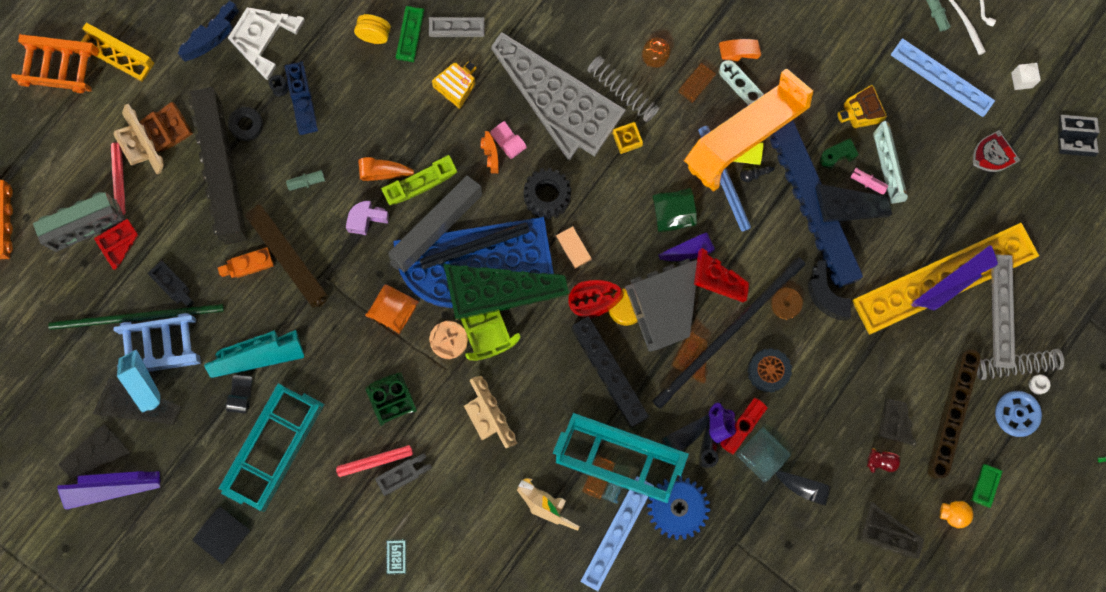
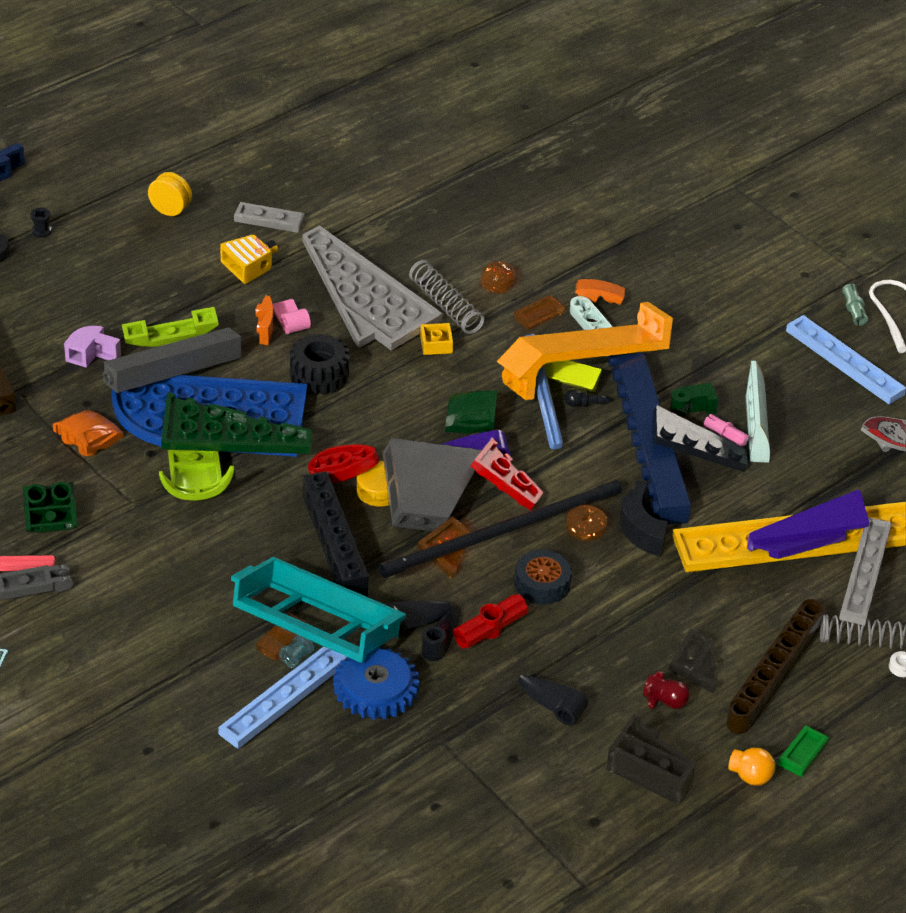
camera: 15 degrees right, 35 degrees down
(255, 32) = (38, 176): white wing -> none
(301, 98) = (63, 235): dark blue slope -> none
(305, 180) = (36, 305): sand green axle -> none
(381, 169) = (119, 312): orange piece -> none
(410, 34) = (212, 213): green tile -> none
(448, 339) = (142, 473): light nougat tile -> none
(474, 245) = (213, 388): black axle -> none
(487, 415) = (163, 548): tan bracket -> none
(544, 504) = (202, 645): tan animal -> none
(573, 247) = (334, 422): light nougat tile -> none
(721, 423) = (460, 607): dark purple piece -> none
(764, 455) = (508, 659): clear light blue slope -> none
(863, 109) = (733, 364): torso -> none
(1025, 399) = (866, 704): medium blue plate -> none

